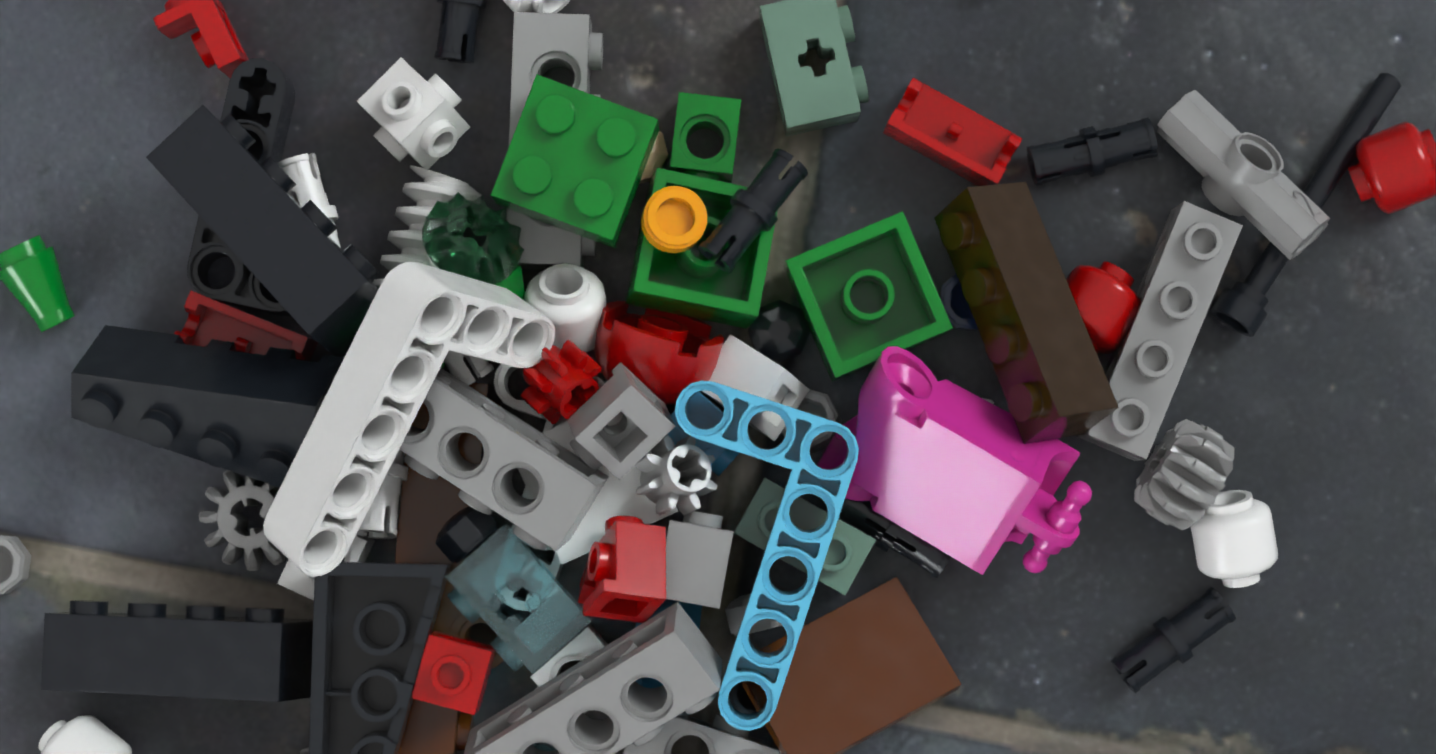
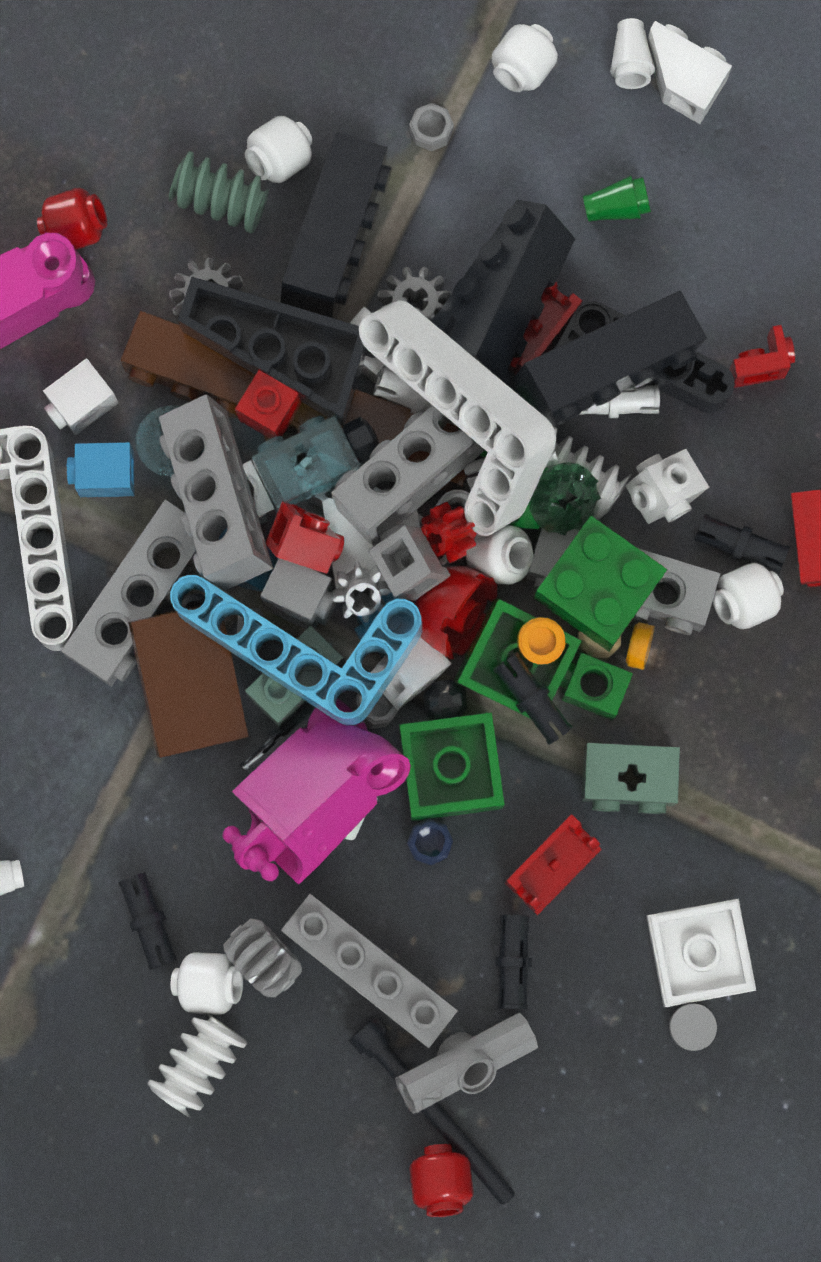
camera: 105 degrees right, 5 degrees down
(636, 94) = (640, 645): none -> light orange tile
(1025, 312) = (409, 872): dark brown brick -> none
(1104, 303) = (399, 928): red head -> none
(1342, 519) = (197, 1064): none -> white piece

